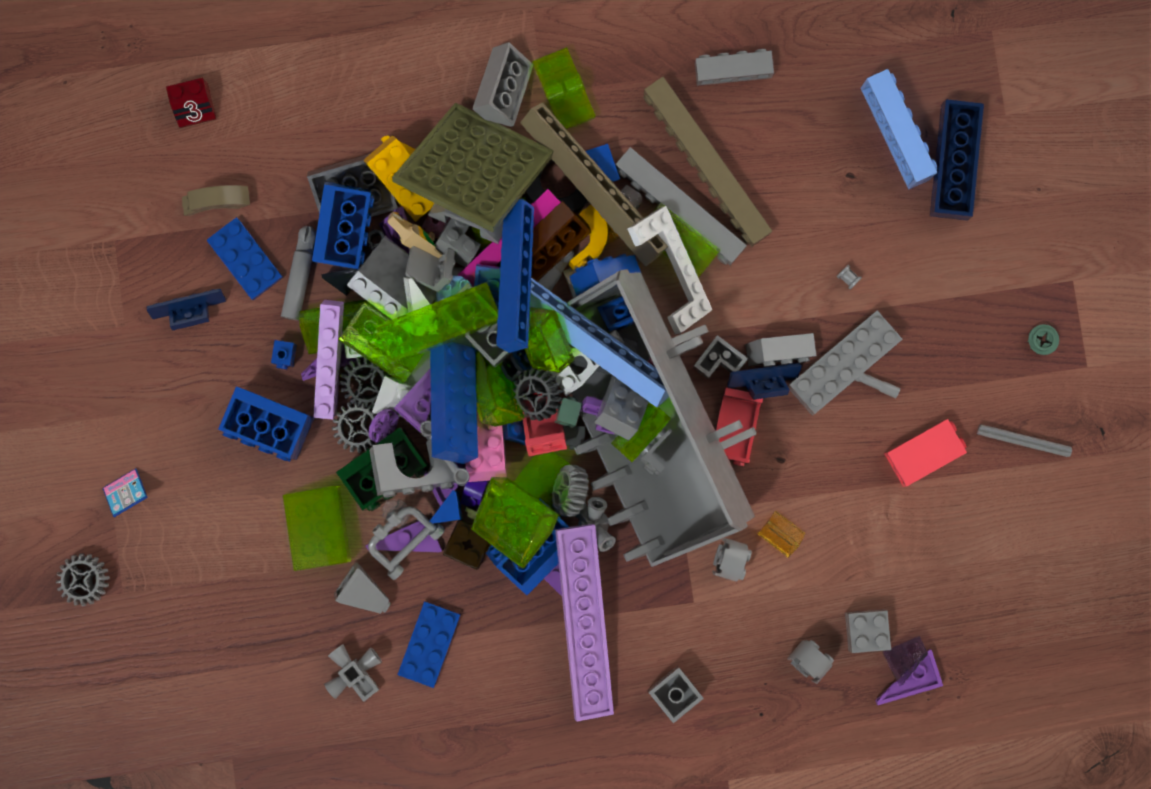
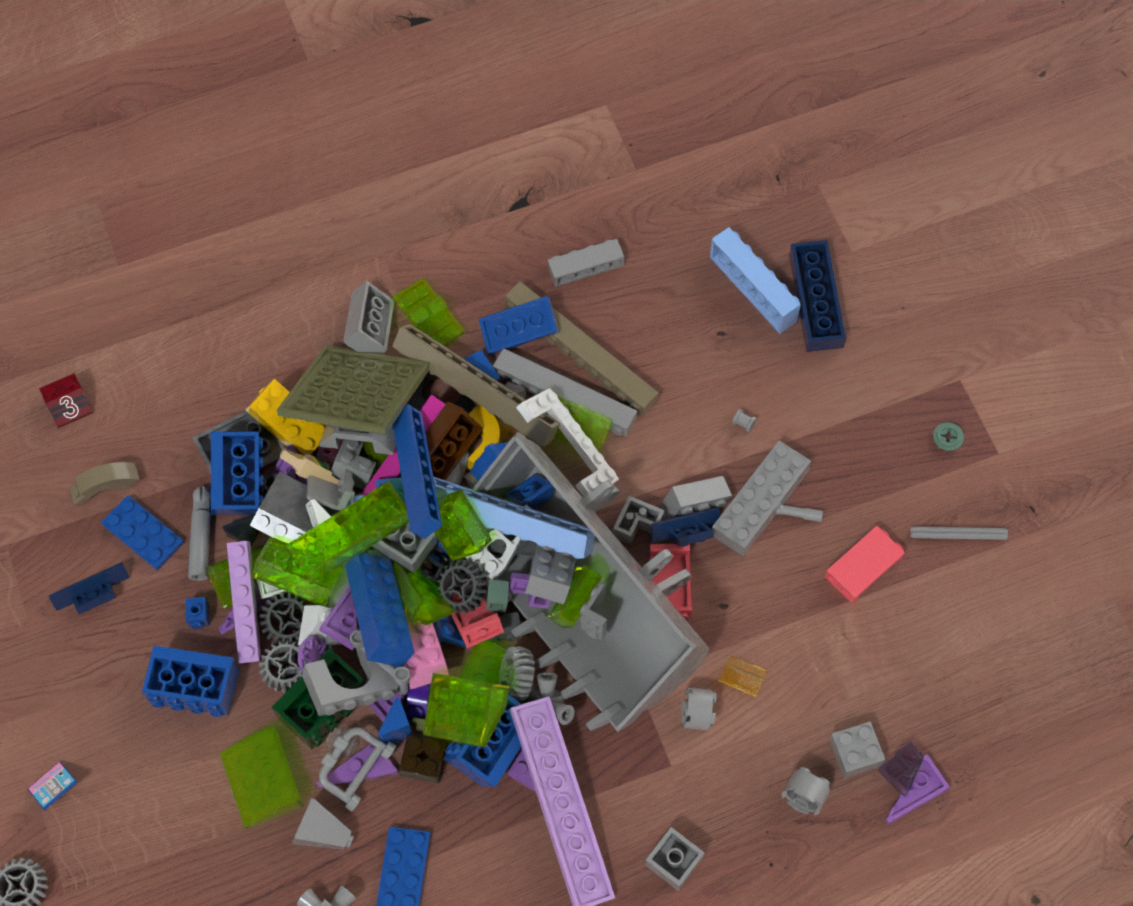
camera: 15 degrees left, 20 degrees down
(650, 126) = (518, 325): none -> blue plate

